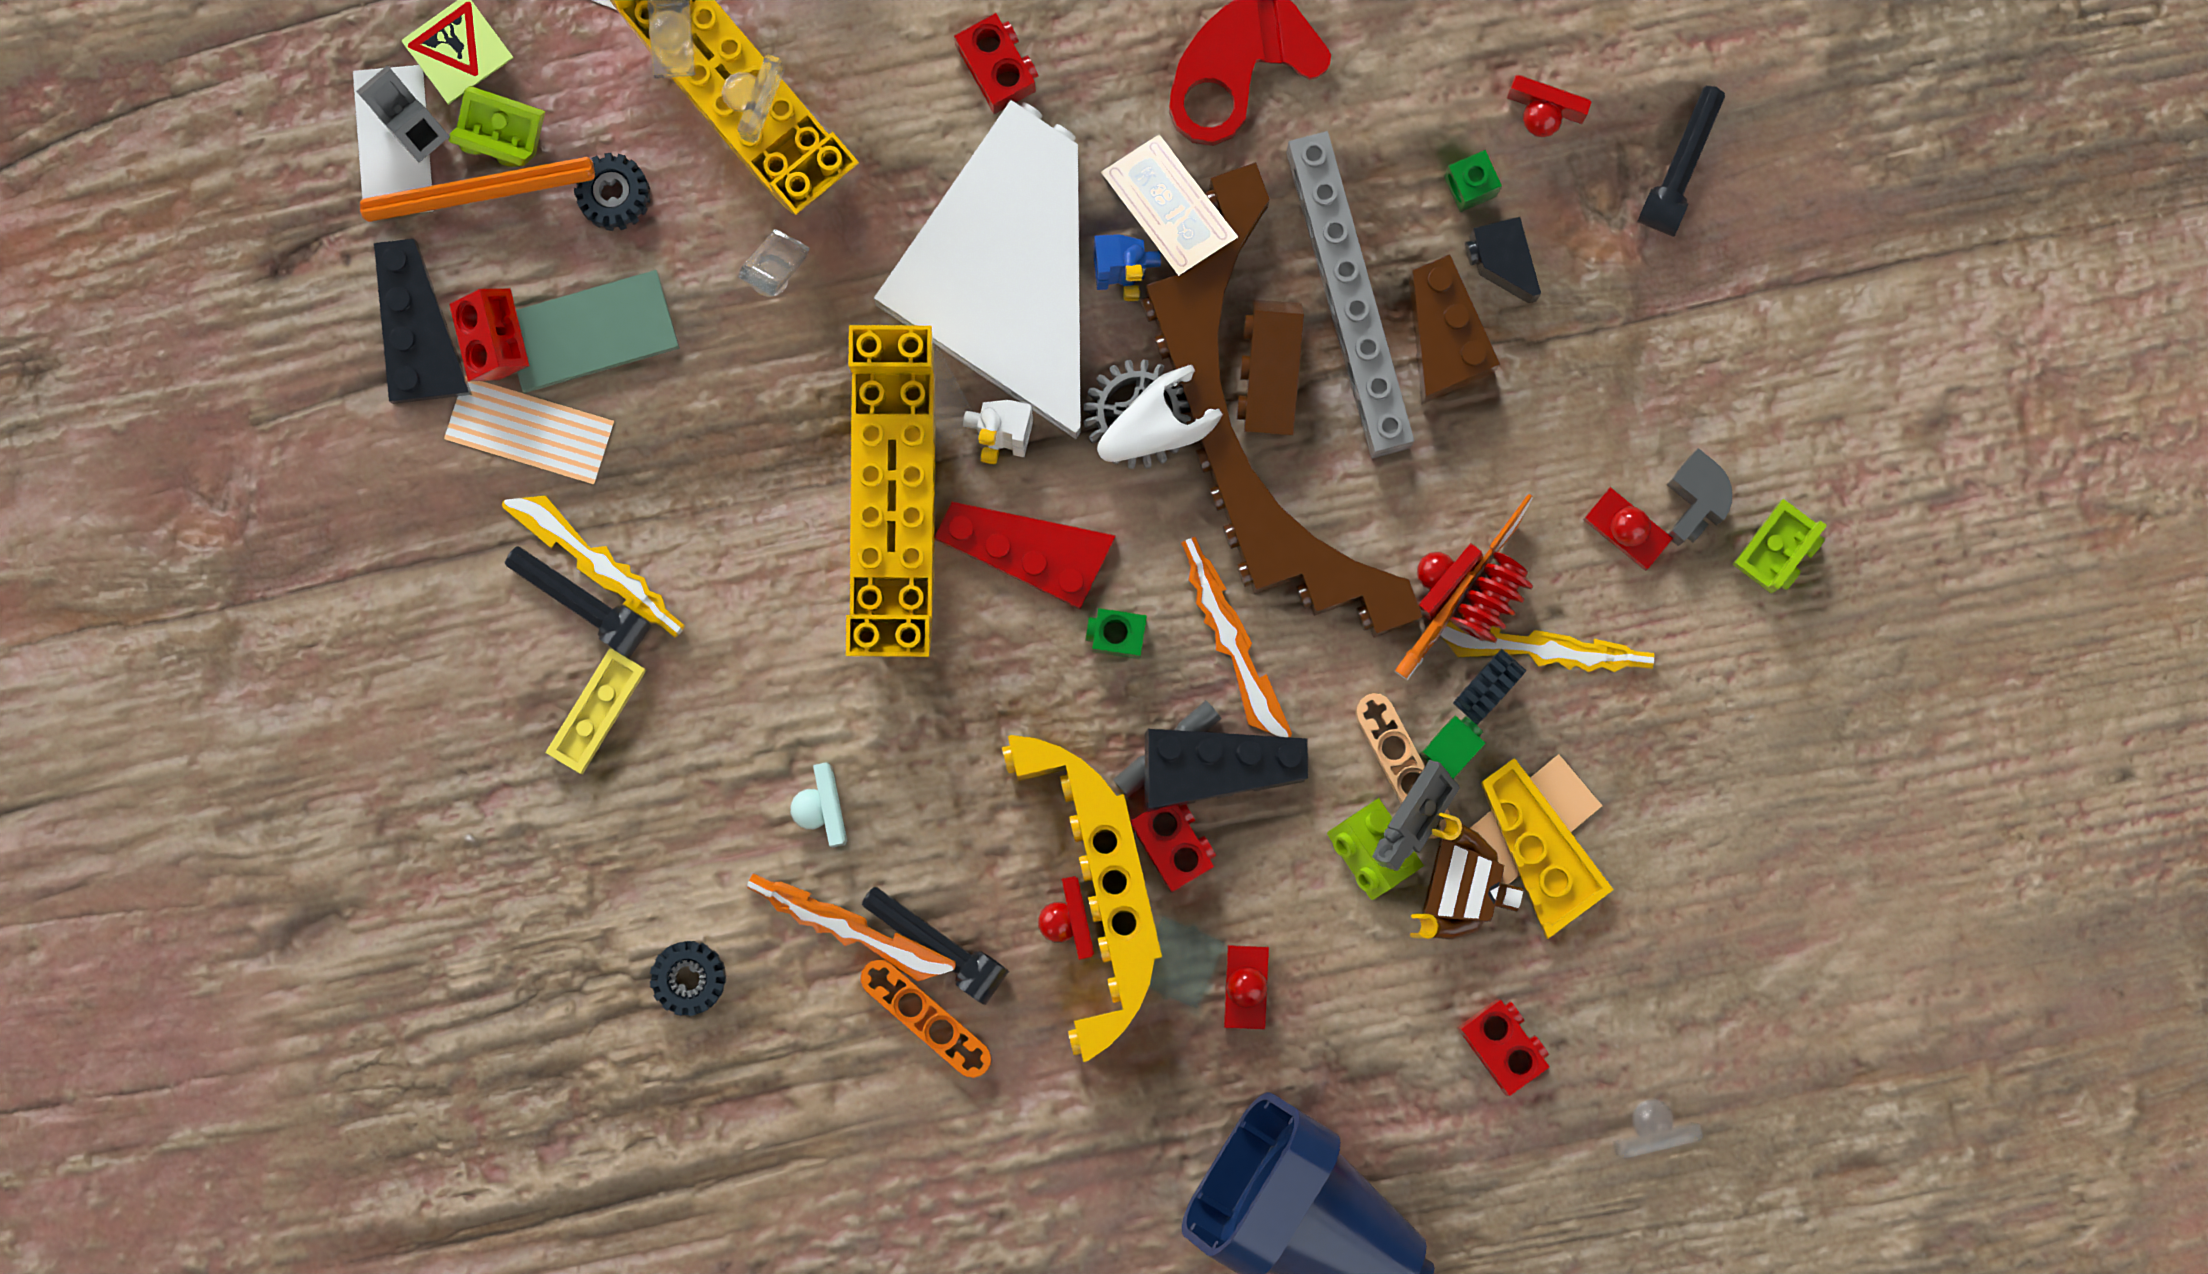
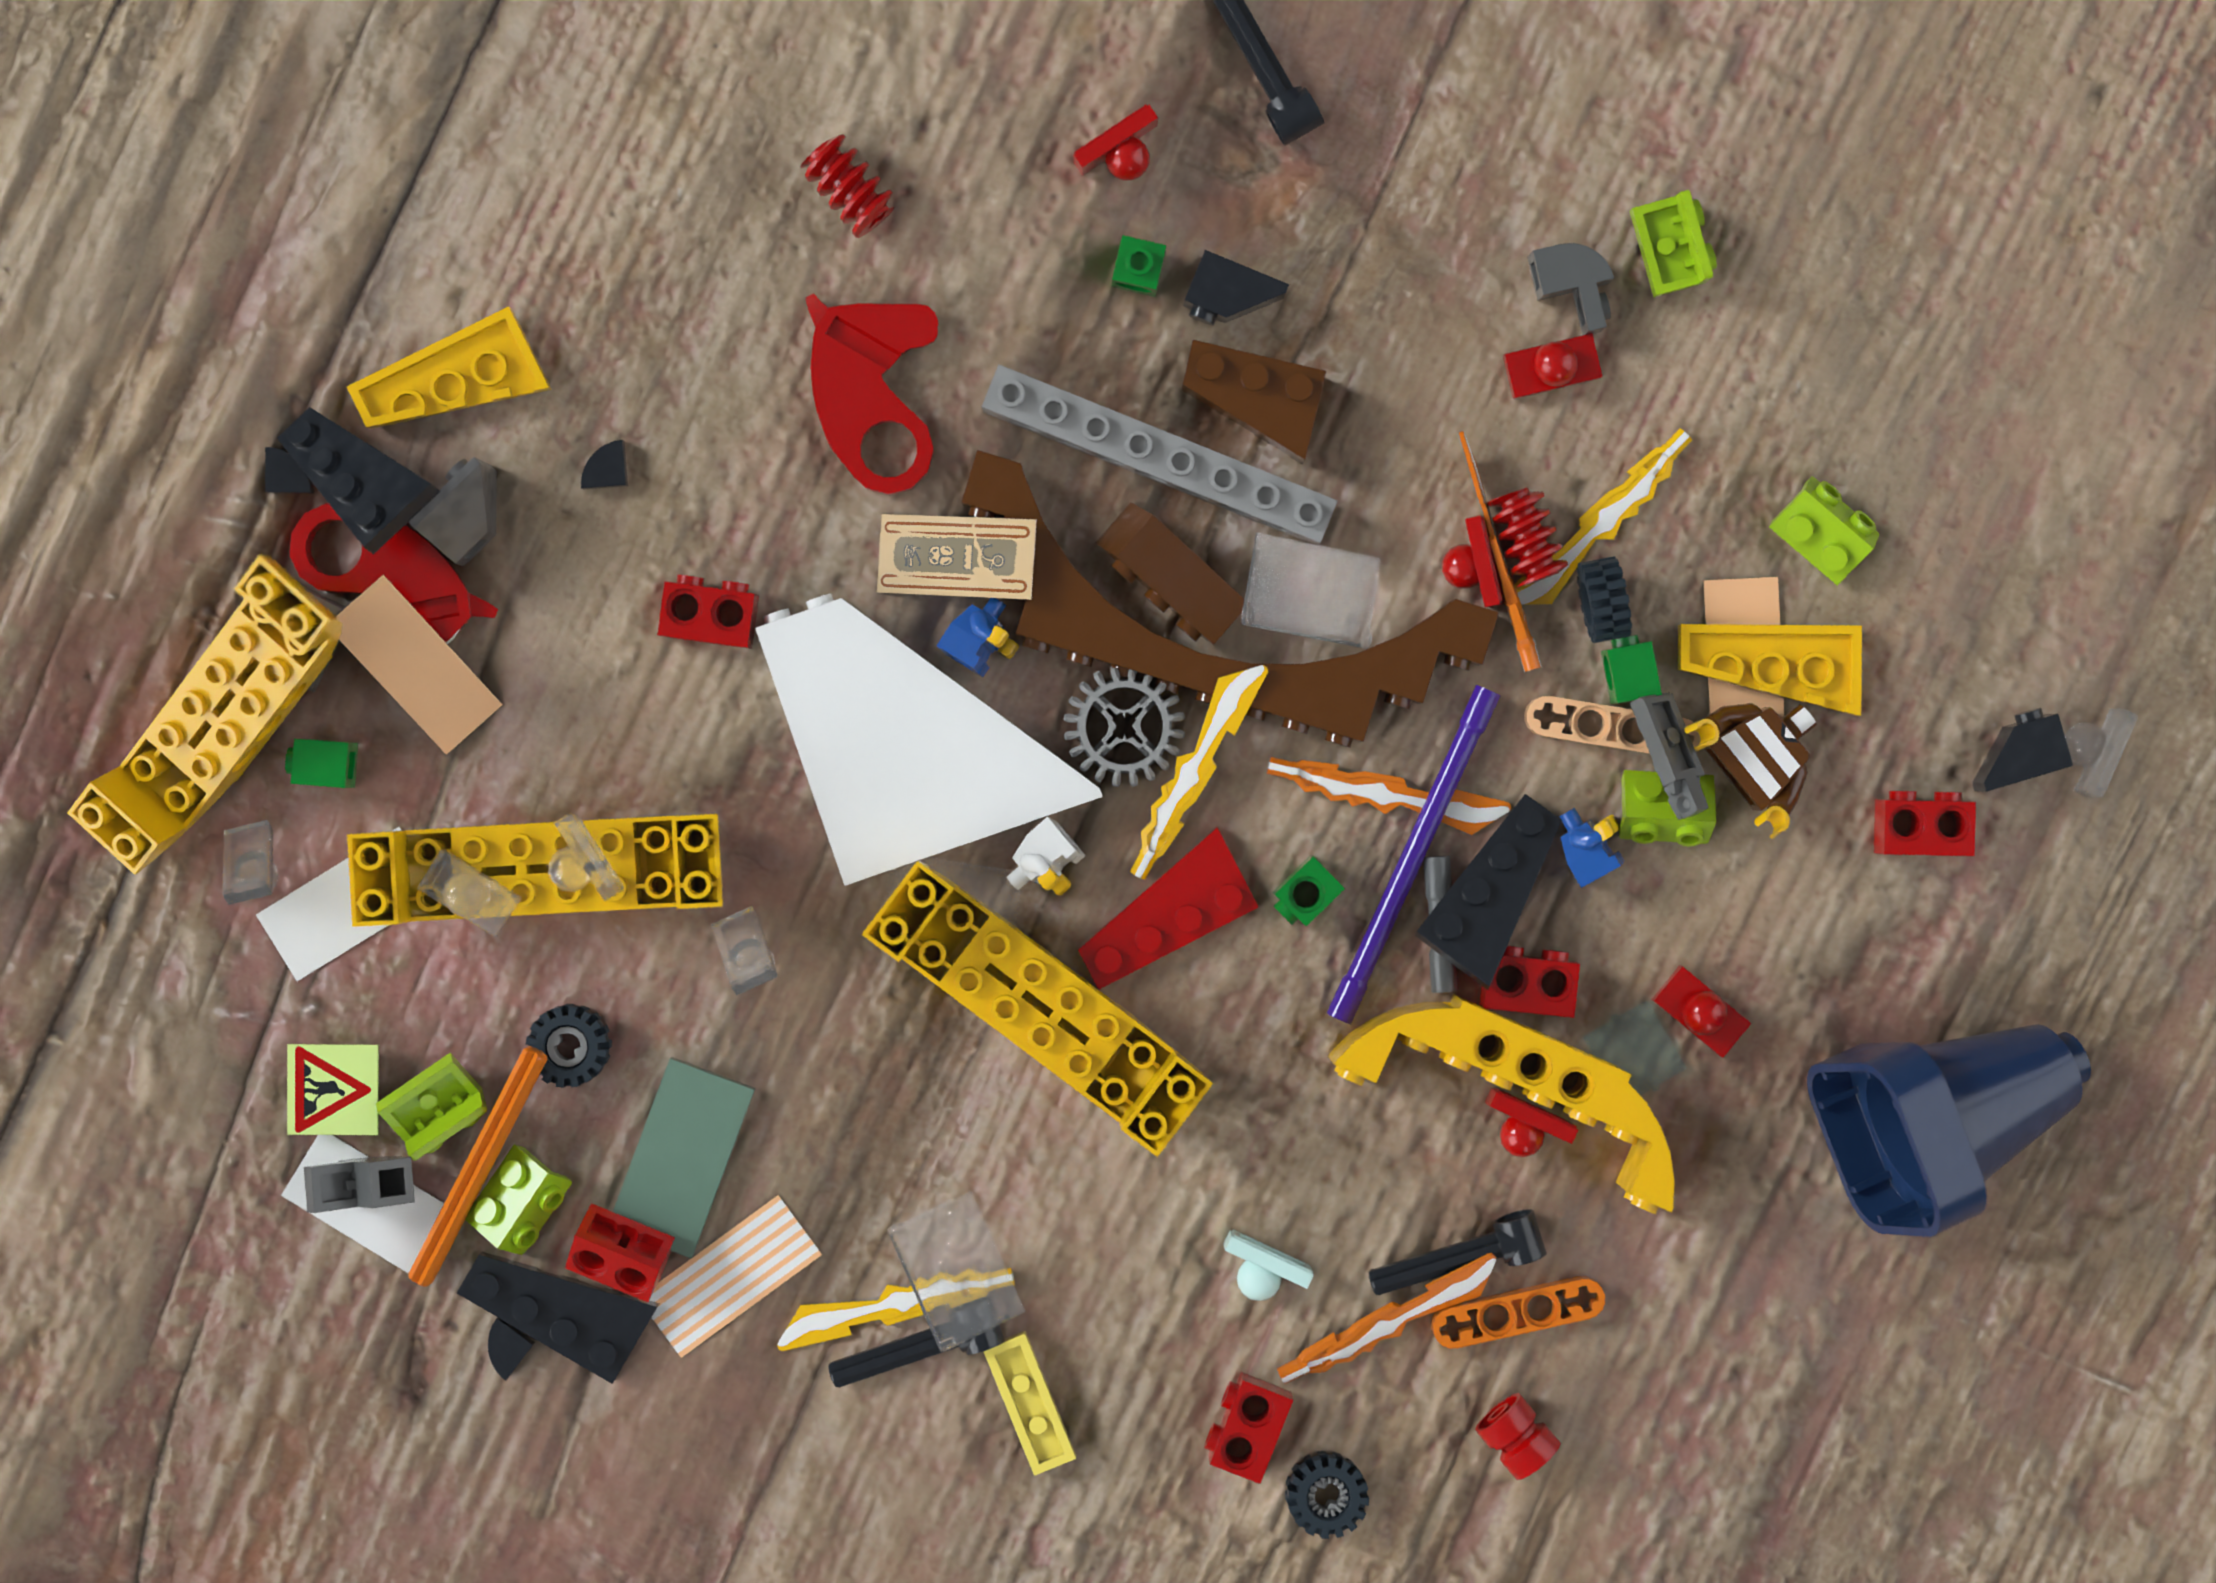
camera: 50 degrees left, 5 degrees up
(360, 308) = (507, 1347): none -> black tile
(472, 238) = (517, 1201): none -> lime bracket
(653, 585) = (956, 1271): none -> clear piece
(698, 892) = (1259, 1429): none -> red brick
(834, 1084) = (1523, 1443): none -> red wheel
(1150, 424) = (1146, 726): white animal -> none
(1202, 476) = (1193, 770): none -> yellow sword
(1303, 811) = (1587, 847): none -> blue piece
(1327, 663) = (1472, 725): none -> dark purple piece
(1336, 474) = (1311, 591): none -> clear piece
(1614, 1079) = (2024, 751): none -> black slope
(1662, 812) = (1826, 530): none -> lime bracket

